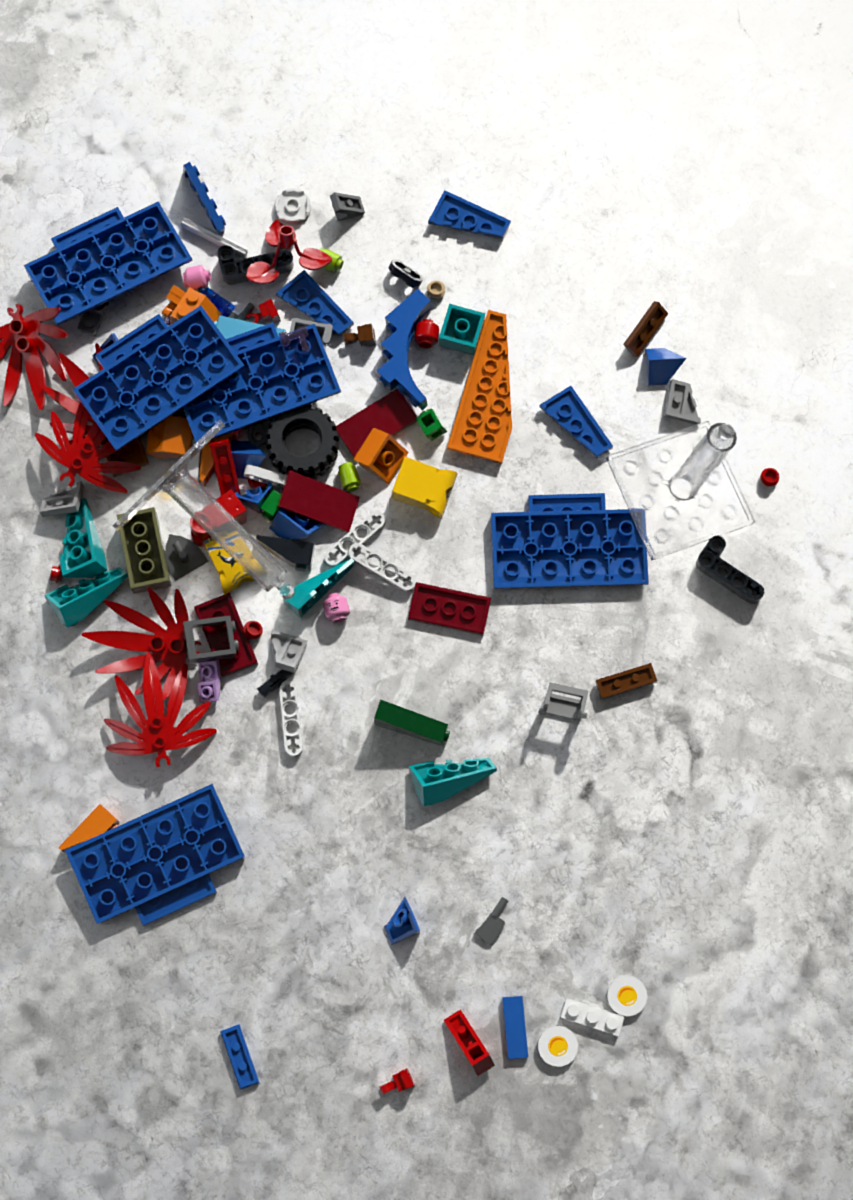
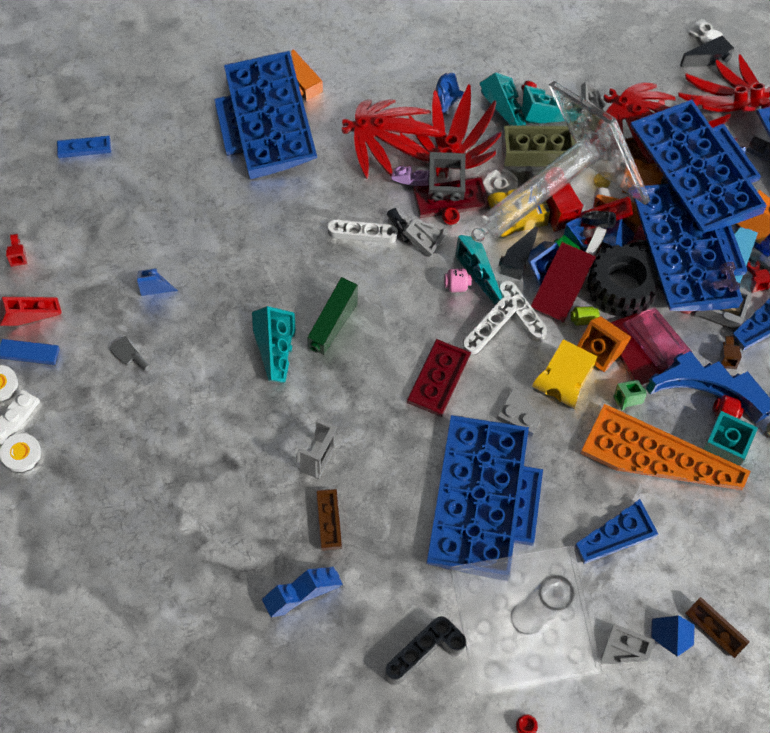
camera: 100 degrees right, 15 degrees down
(83, 661) = (448, 91): none -> blue hair
(198, 585) = (500, 182): none -> white tile
(236, 473) = (600, 219): none -> black hinge
(360, 405) = (656, 337): none -> clear pink piece
(471, 526) = (519, 412): none -> light grey wing
(700, 685) = (306, 587): none -> blue arch

